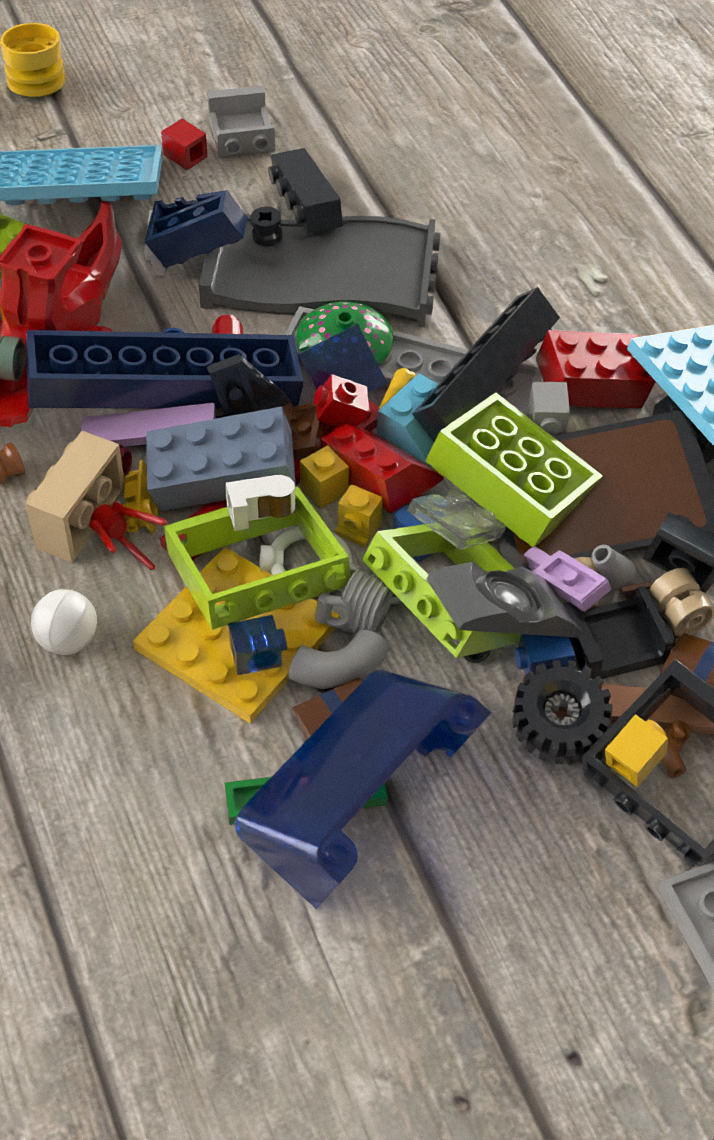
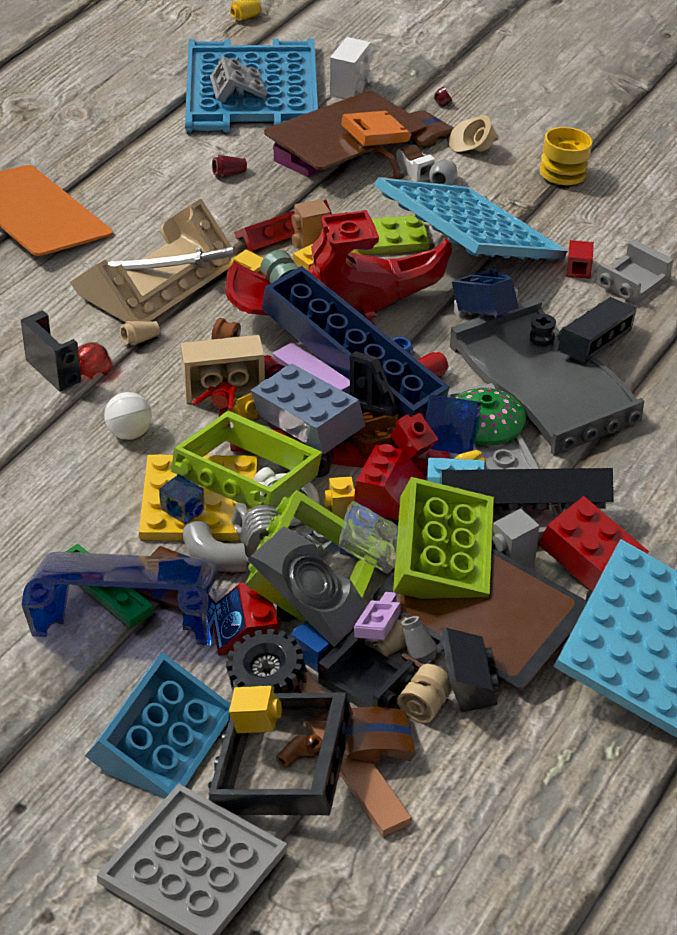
camera: 55 degrees right, 10 degrees down
(259, 499) = (280, 433): white leg -> none
(324, 476) = (352, 462): yellow brick -> none
(477, 675) = (239, 614): none -> slope
(565, 857) = (161, 729): none -> dark azure slope

